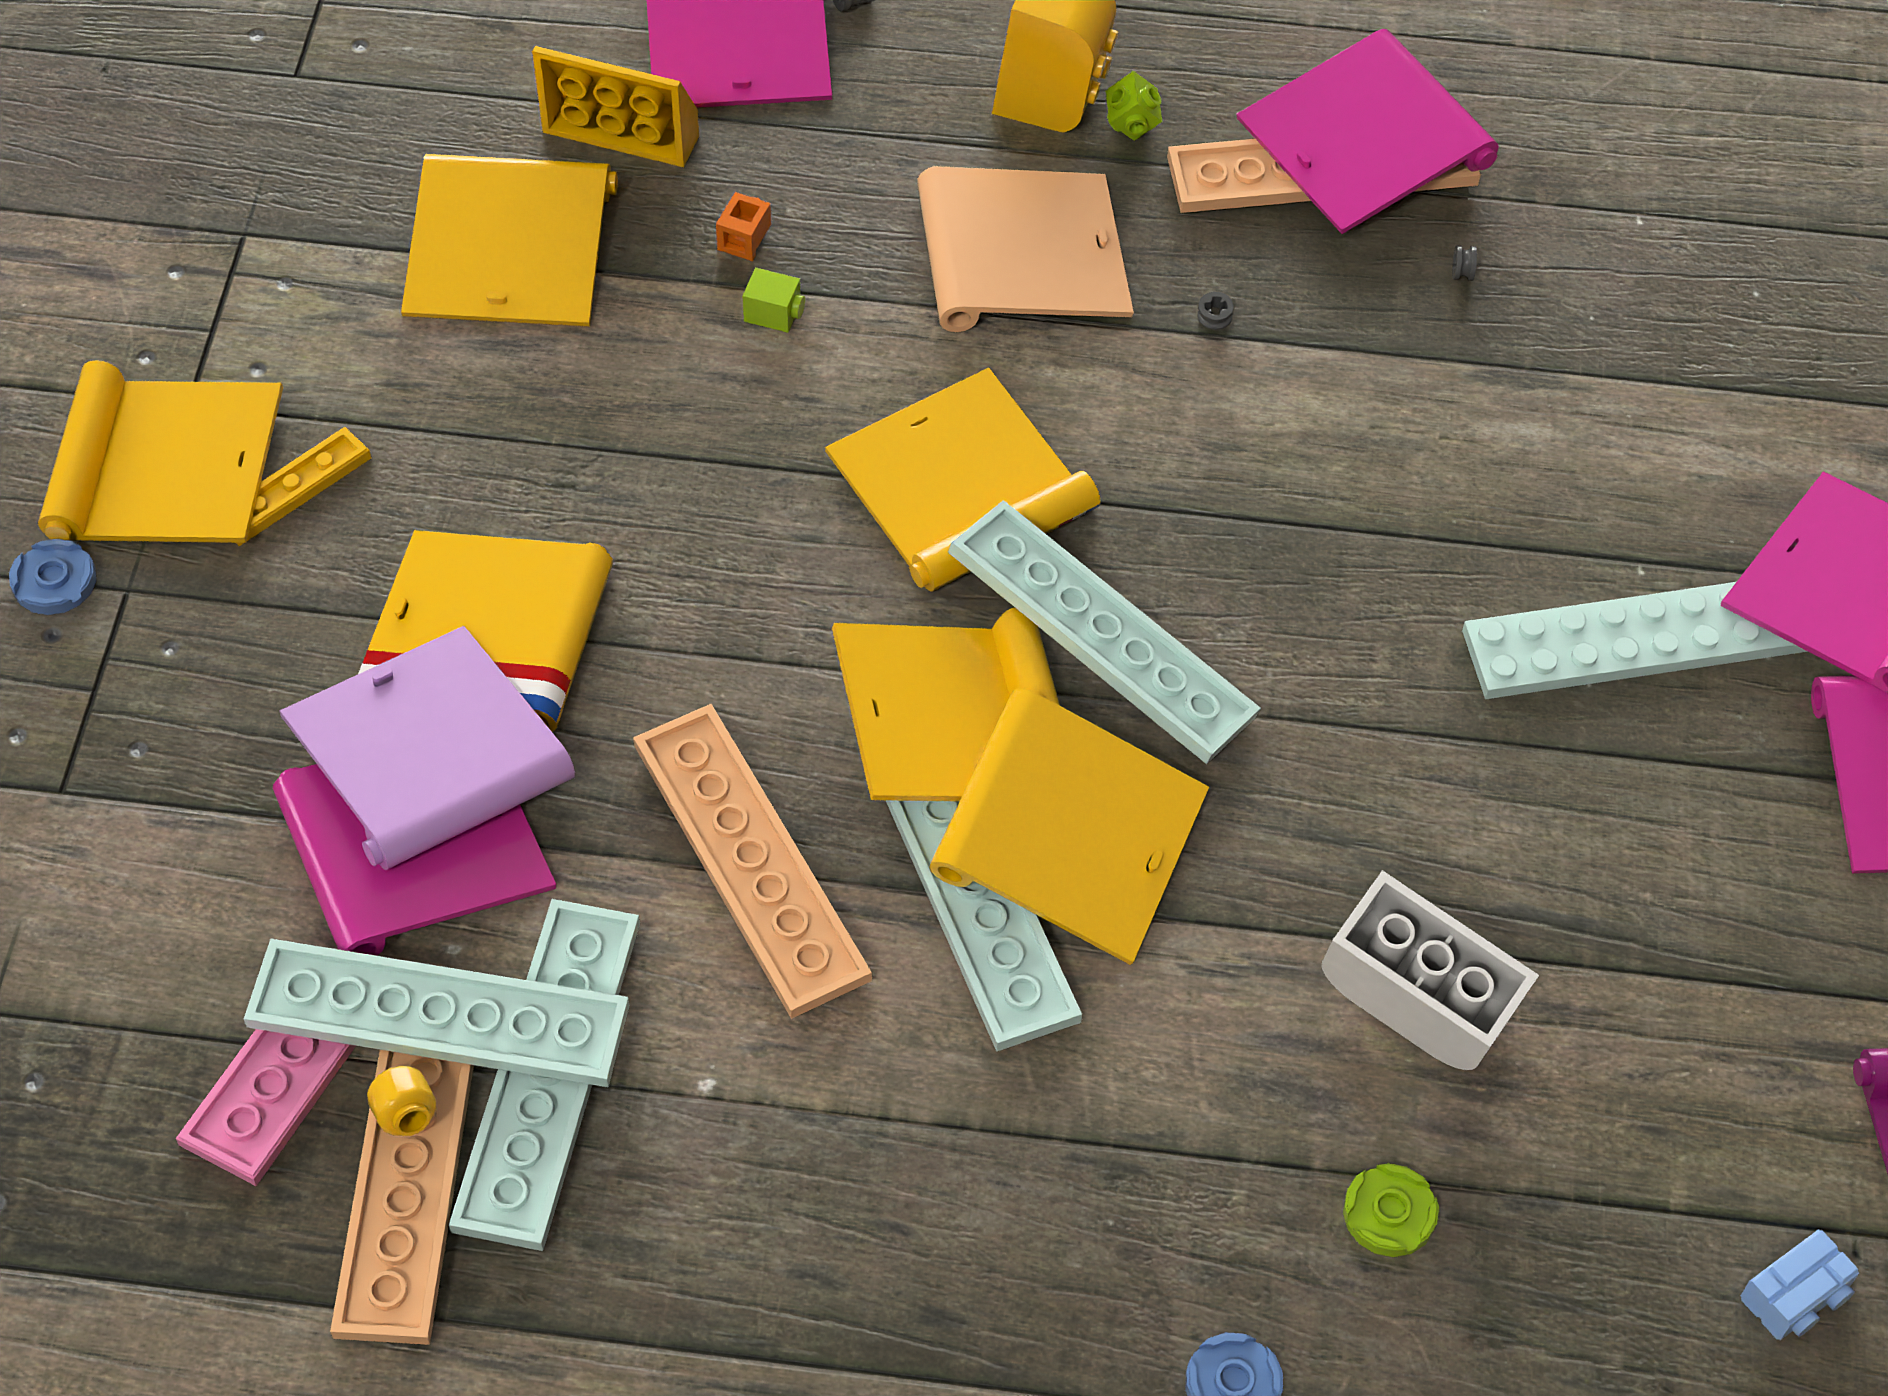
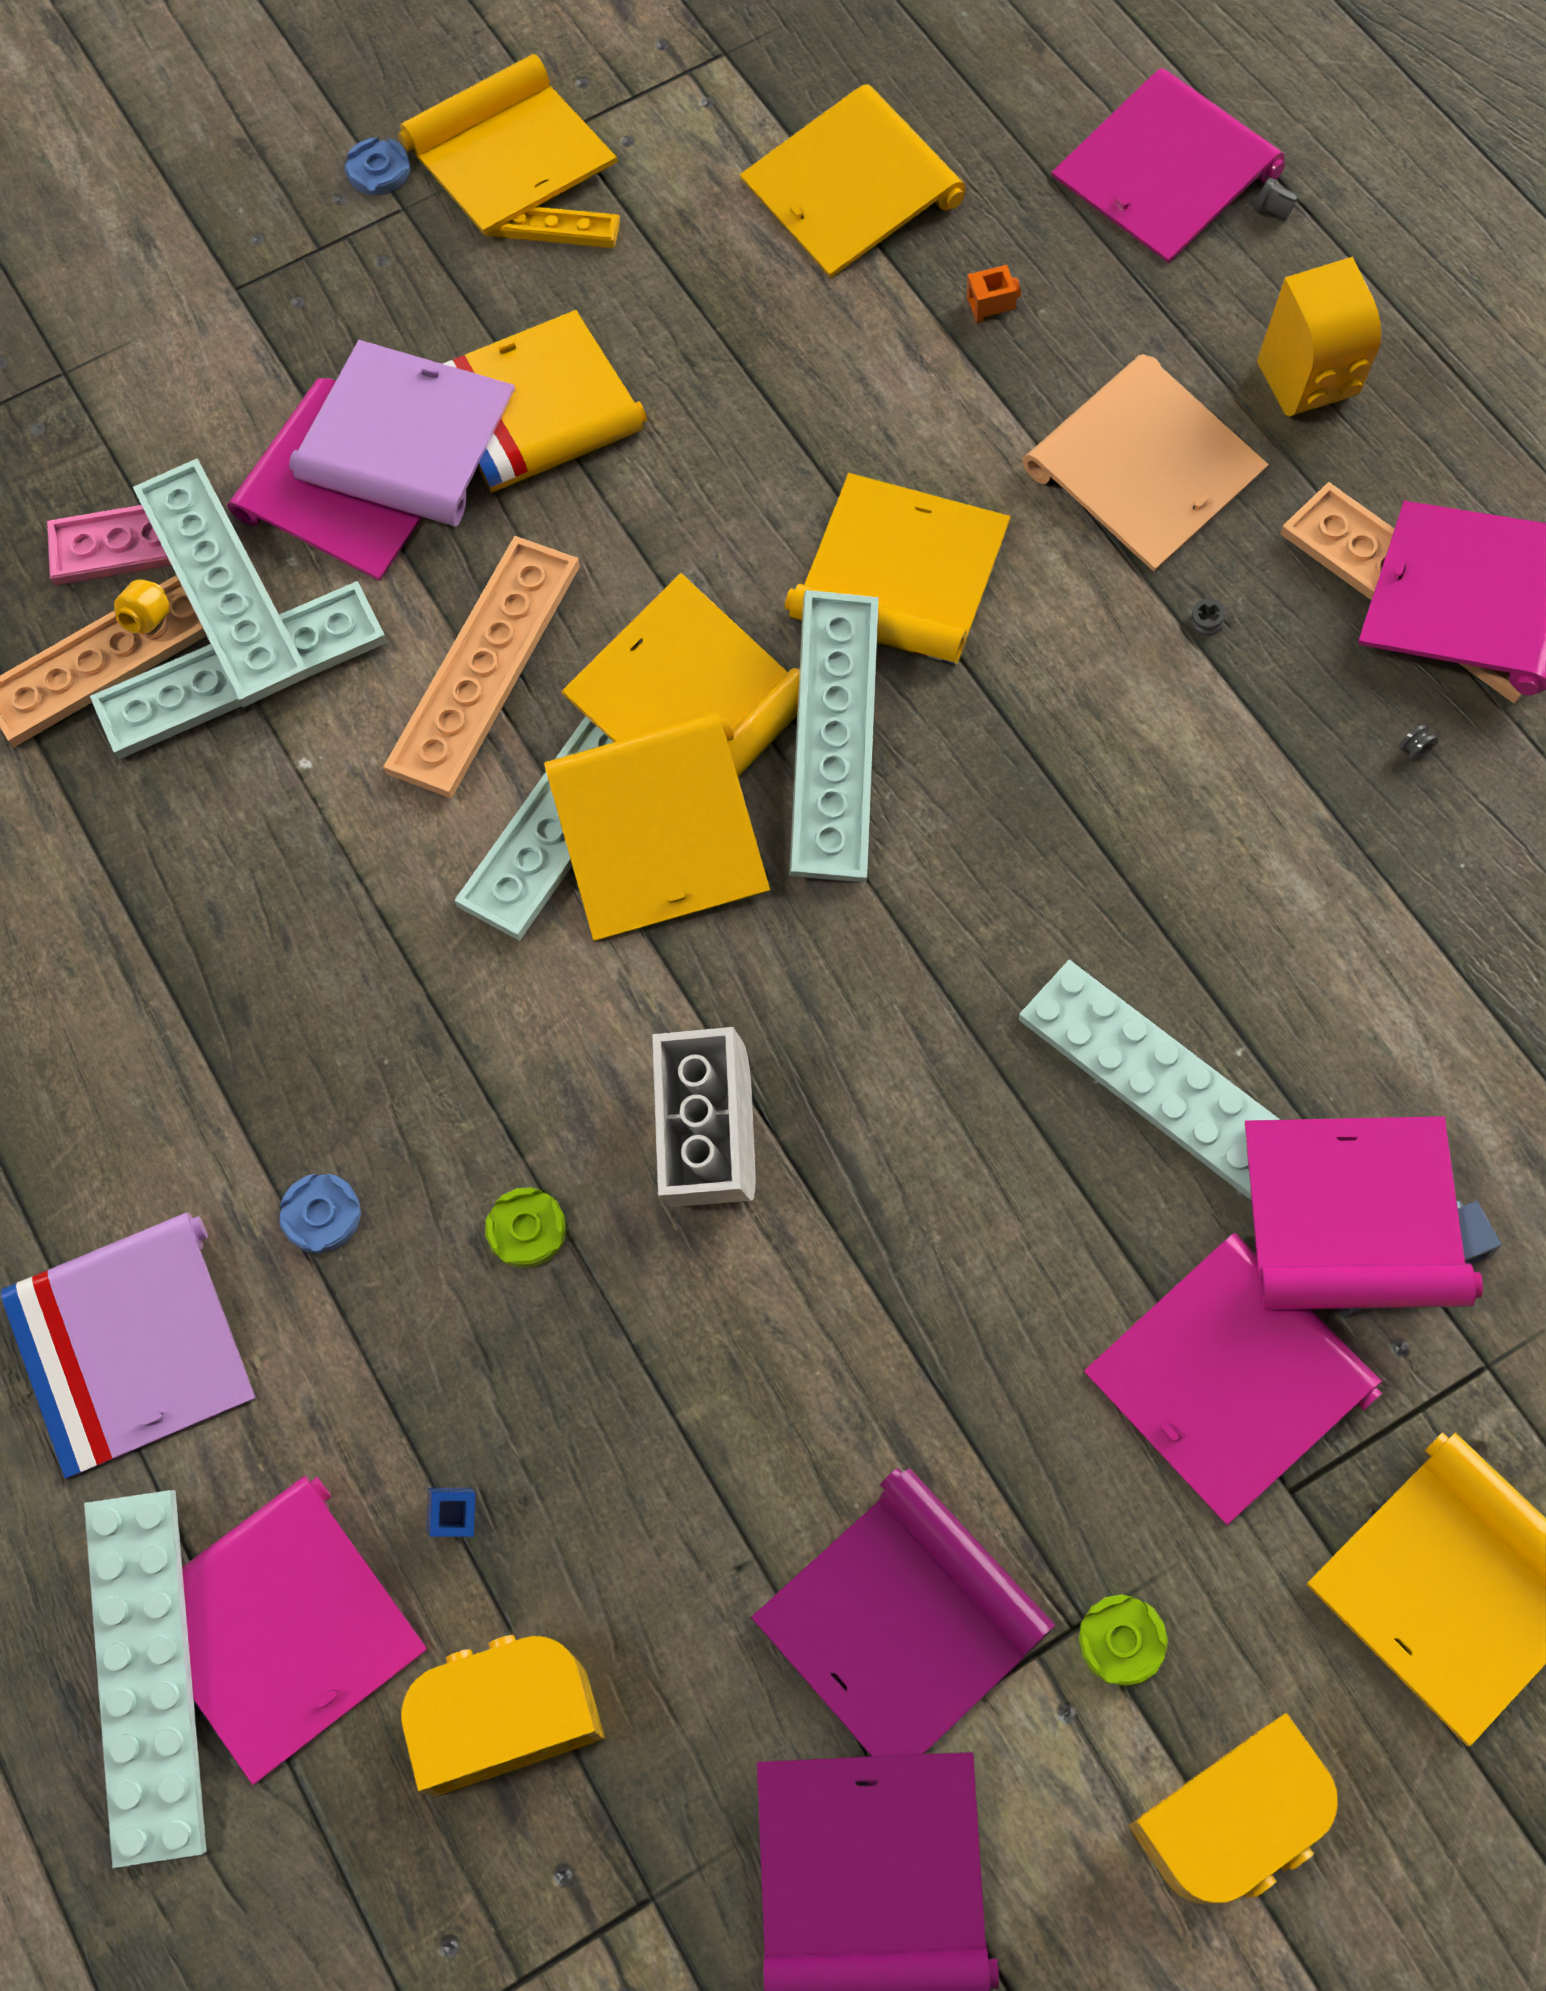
camera: 60 degrees right, 10 degrees up
(615, 107) = (1009, 151): yellow slope -> none
(772, 300) = (943, 354): lime brick -> none
(1133, 106) = (1343, 434): lime brick -> none
(1800, 1286) = (668, 1541): light blue brick -> none

